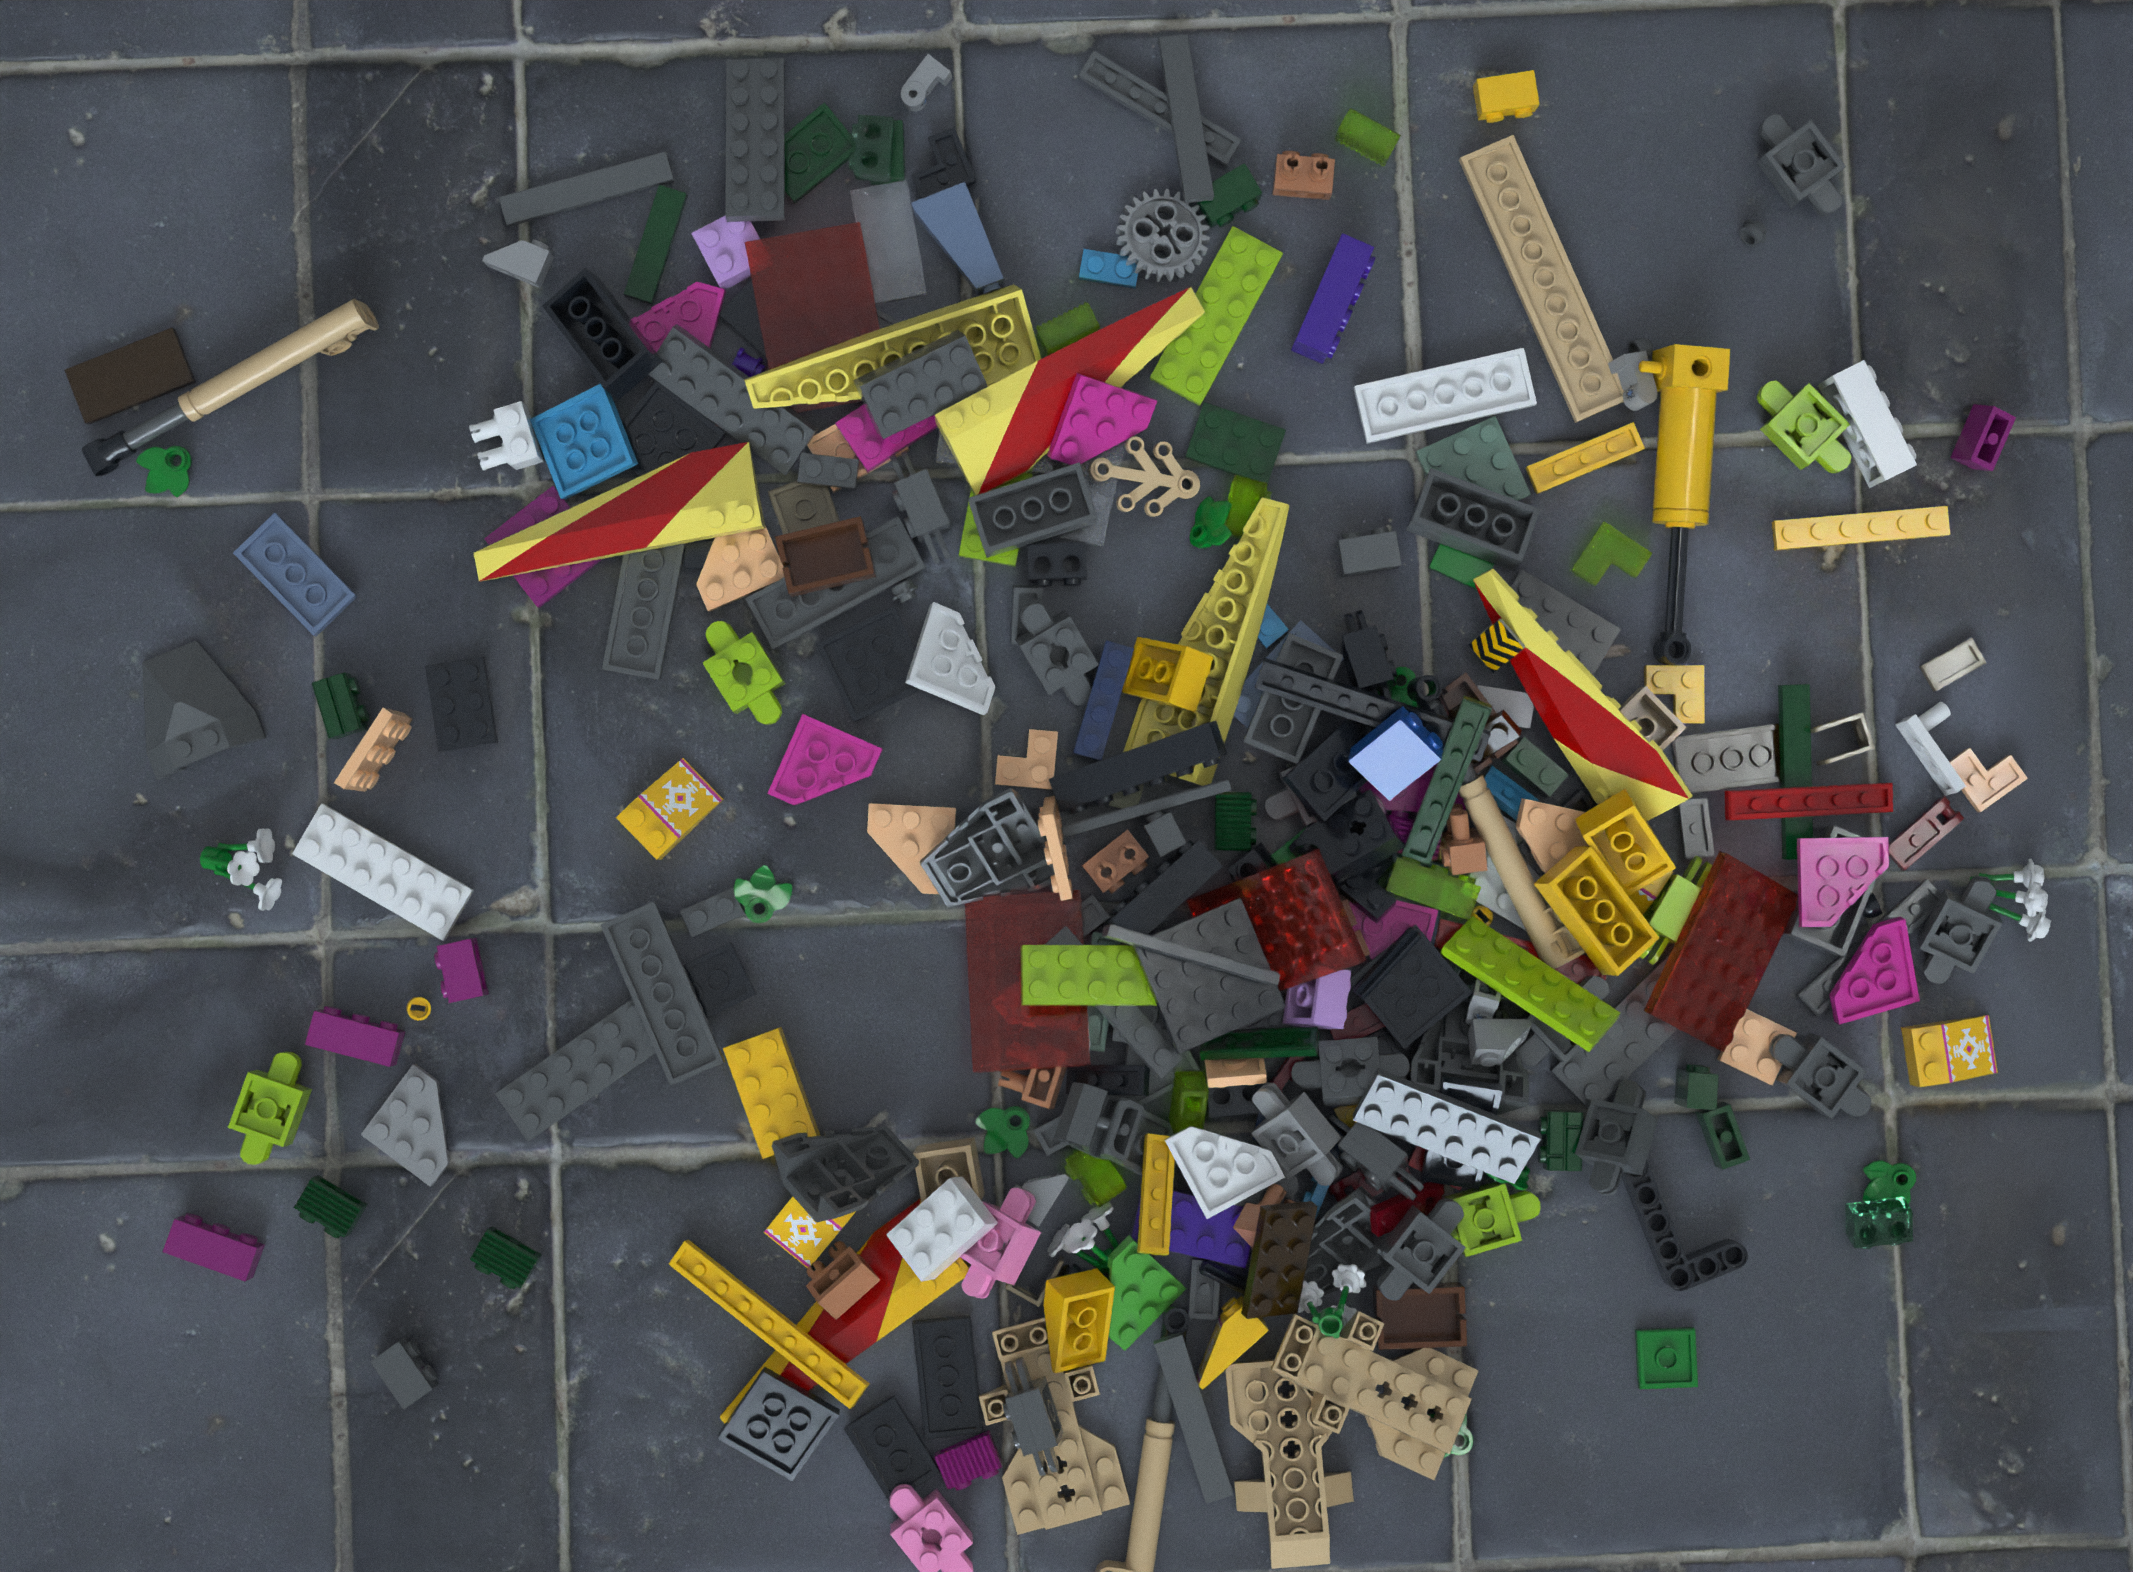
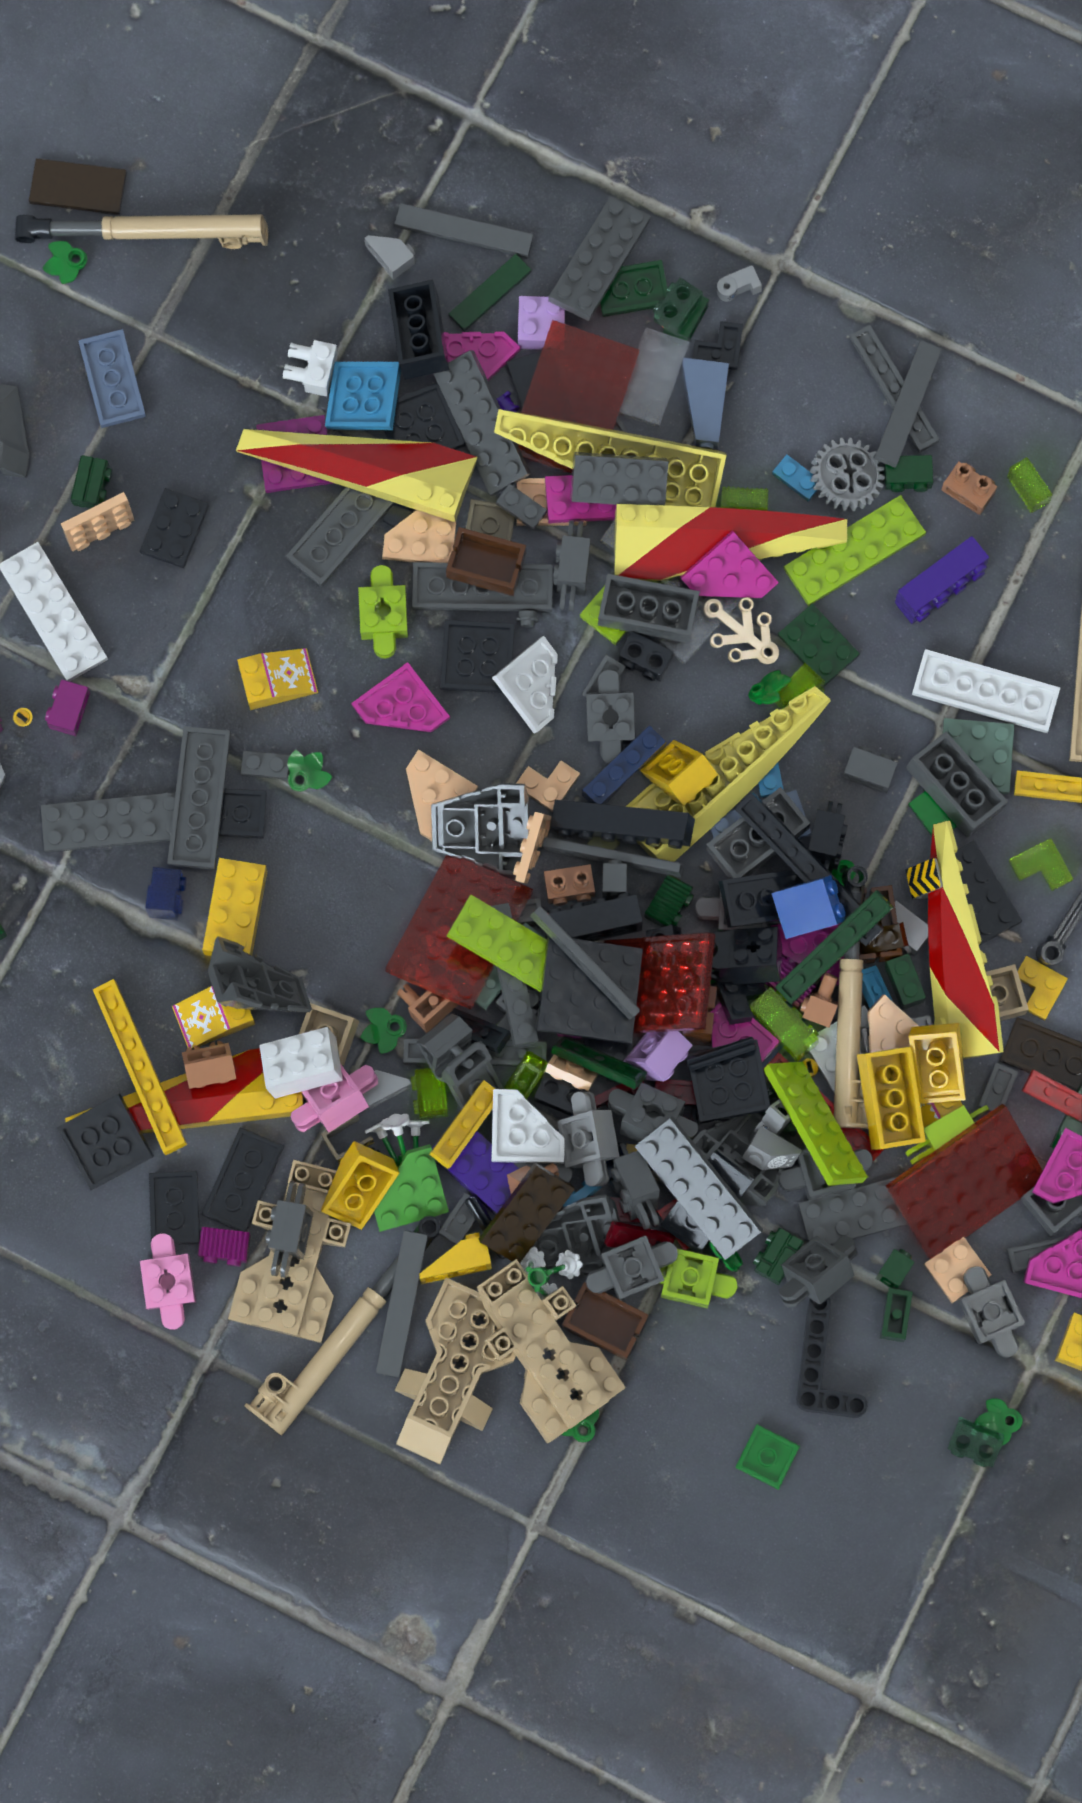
camera: 30 degrees right, 10 degrees down
(686, 1117) = (164, 894): none -> clear blue brick

